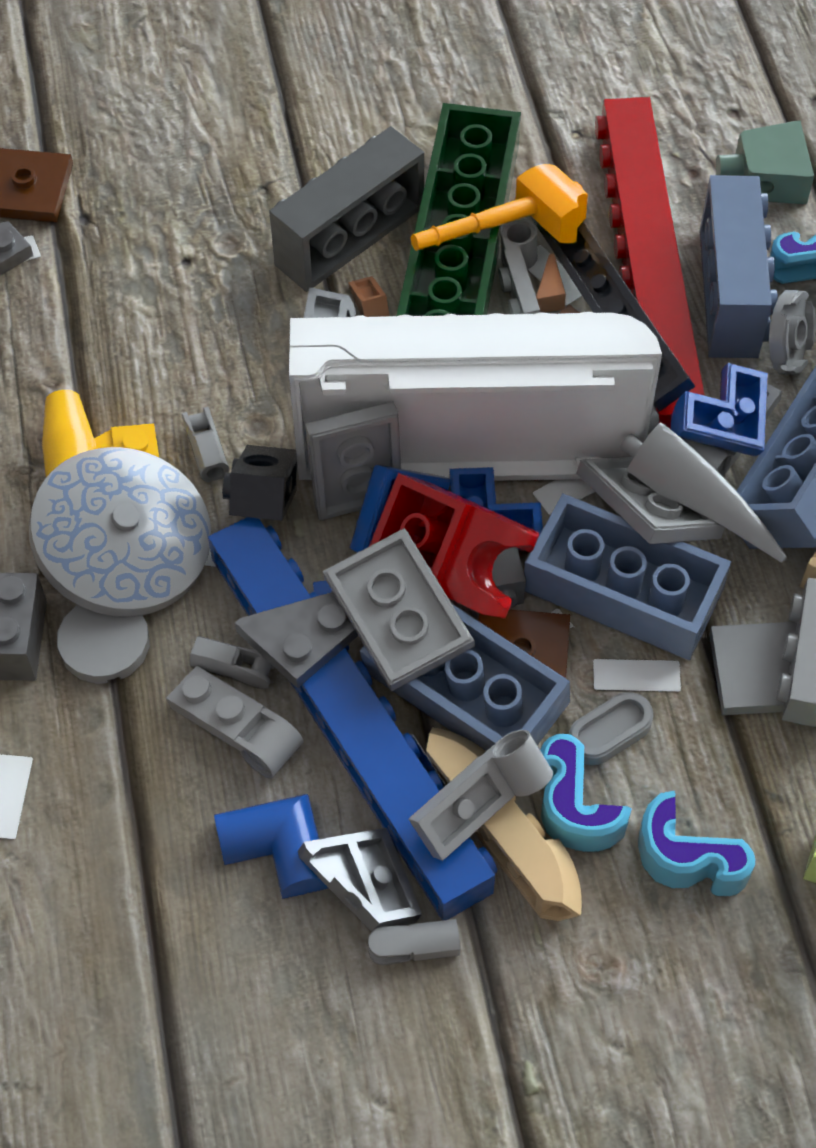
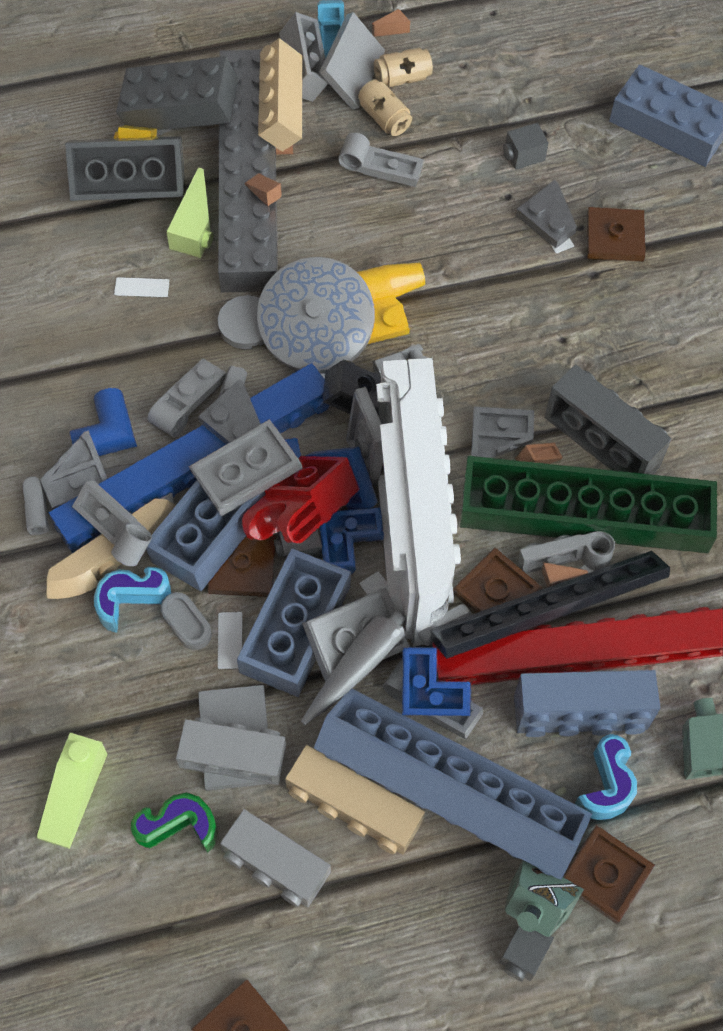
camera: 85 degrees right, 5 degrees up
(540, 193) = (624, 559): light orange piece -> none
(687, 859) = (82, 660): medium azure animal -> none
(791, 332) = (523, 743): light grey tile -> none

